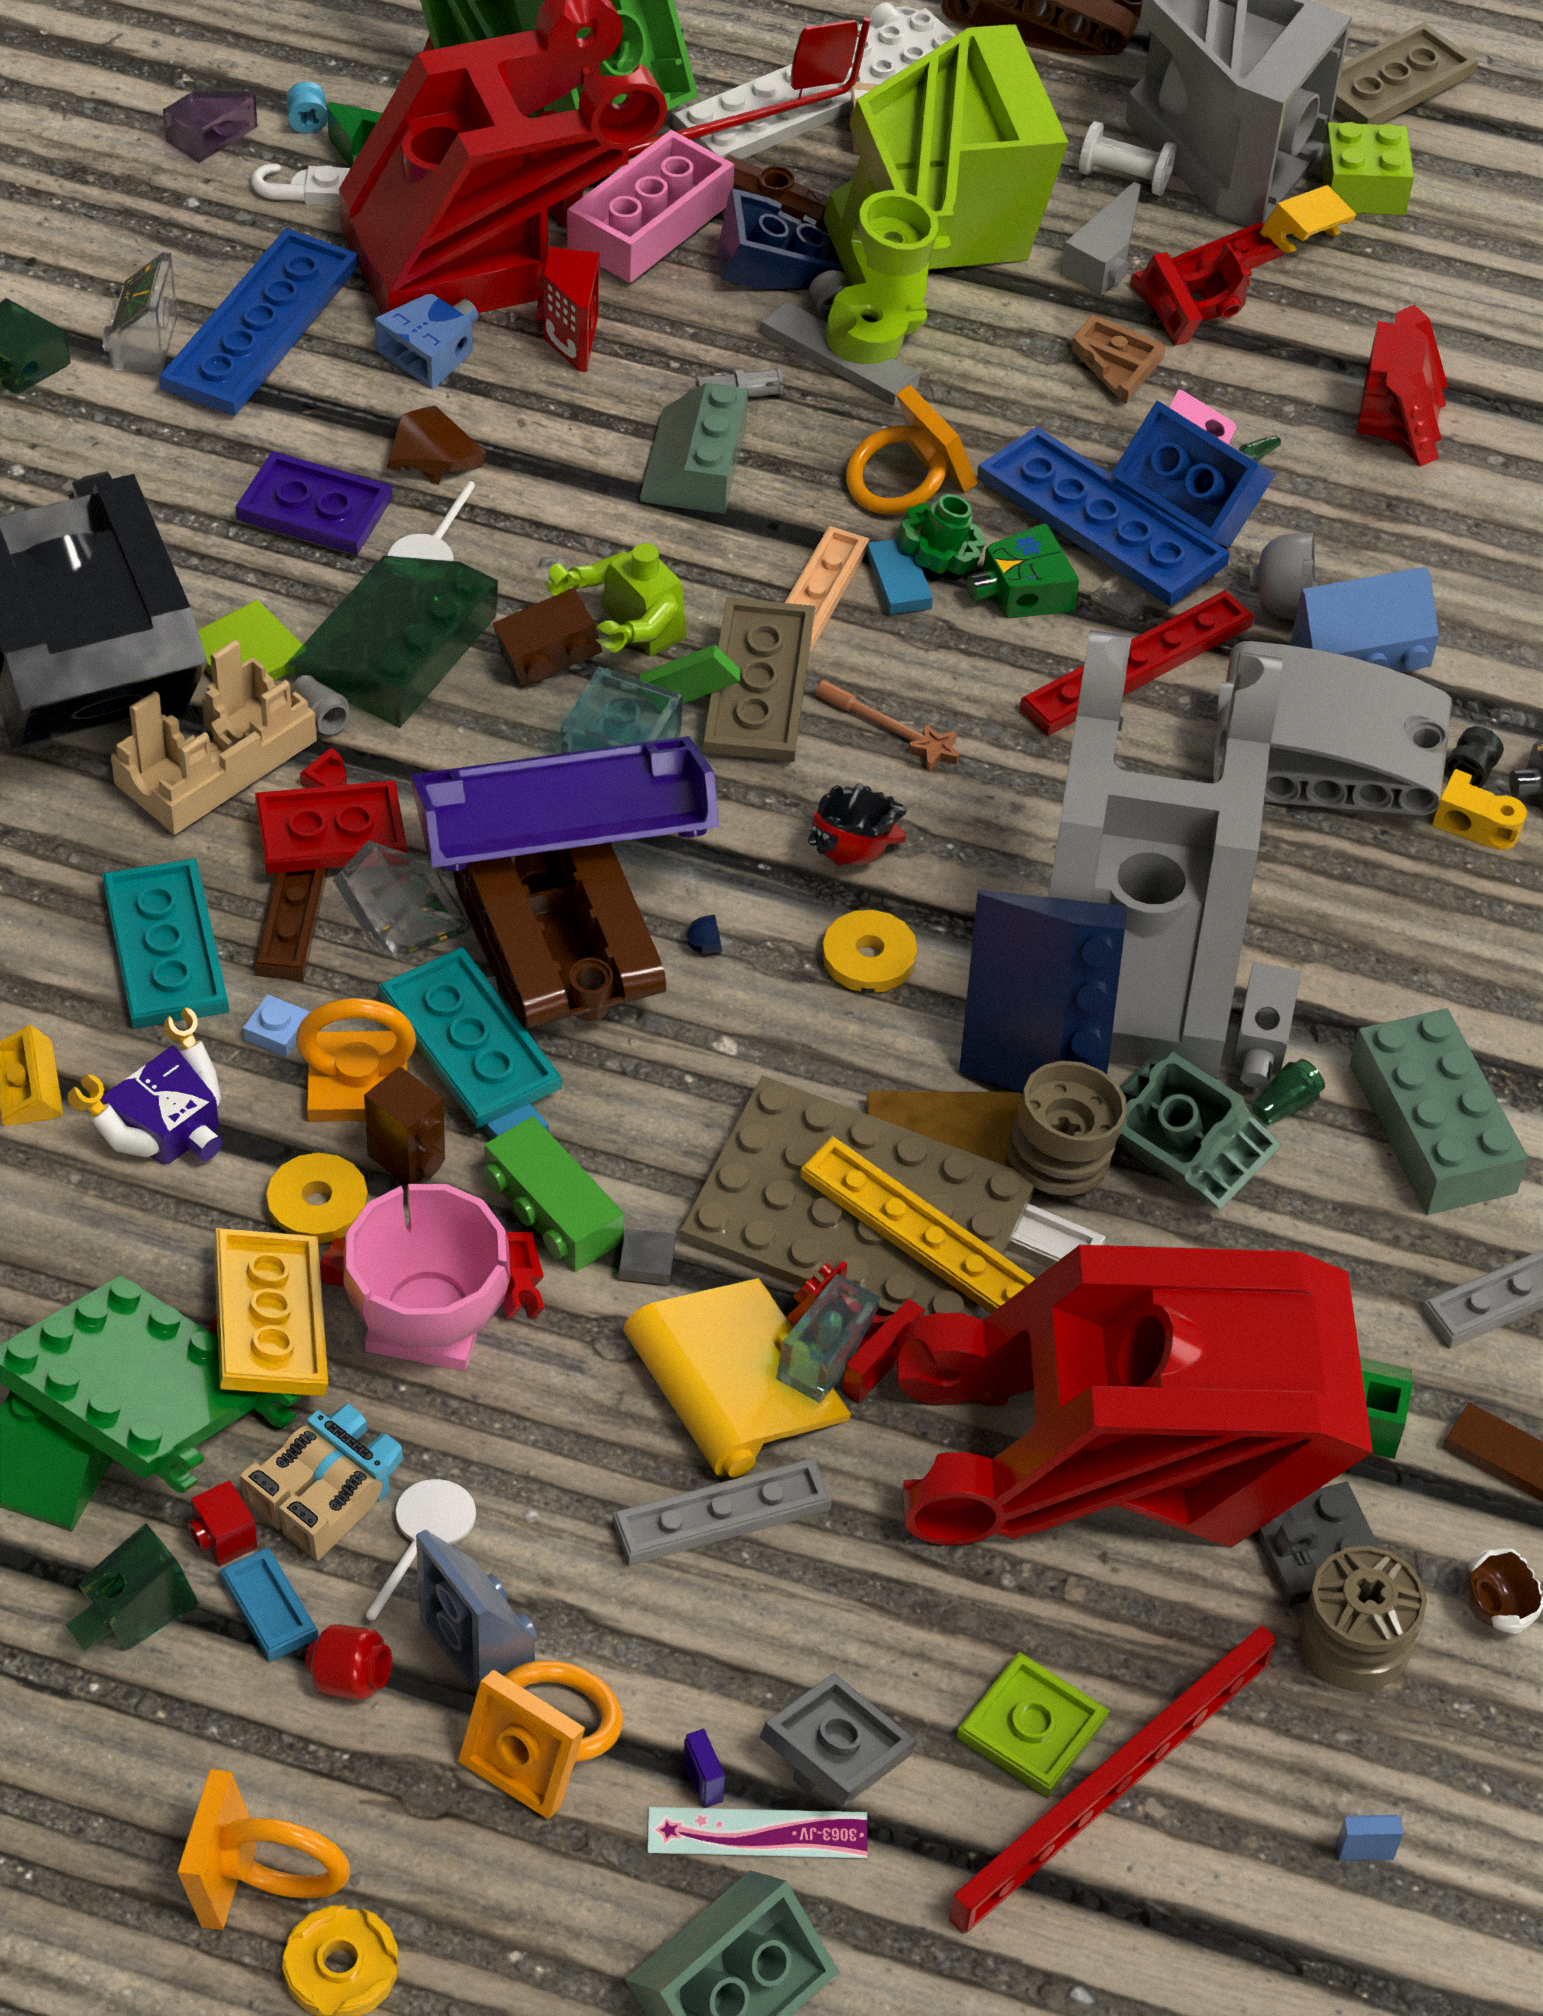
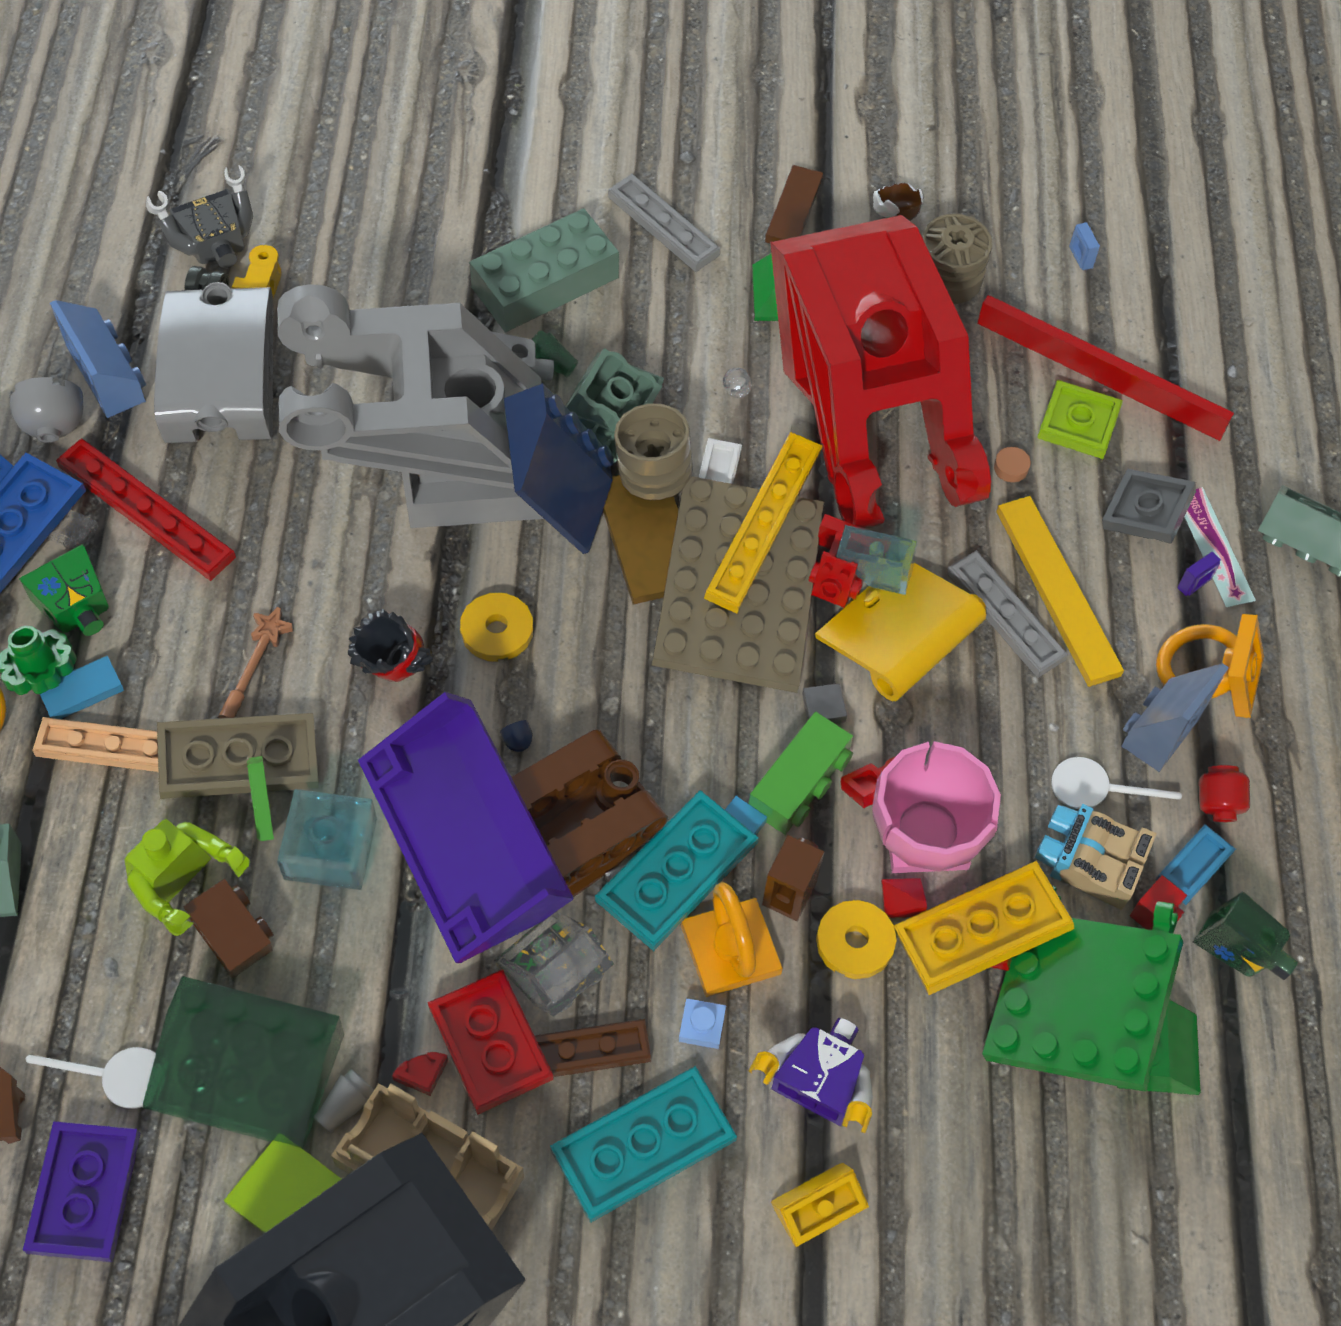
camera: 105 degrees left, 10 degrees up
(740, 1587) = (1060, 591): none -> yellow tile
(970, 1600) = (1012, 464): none -> nougat tile

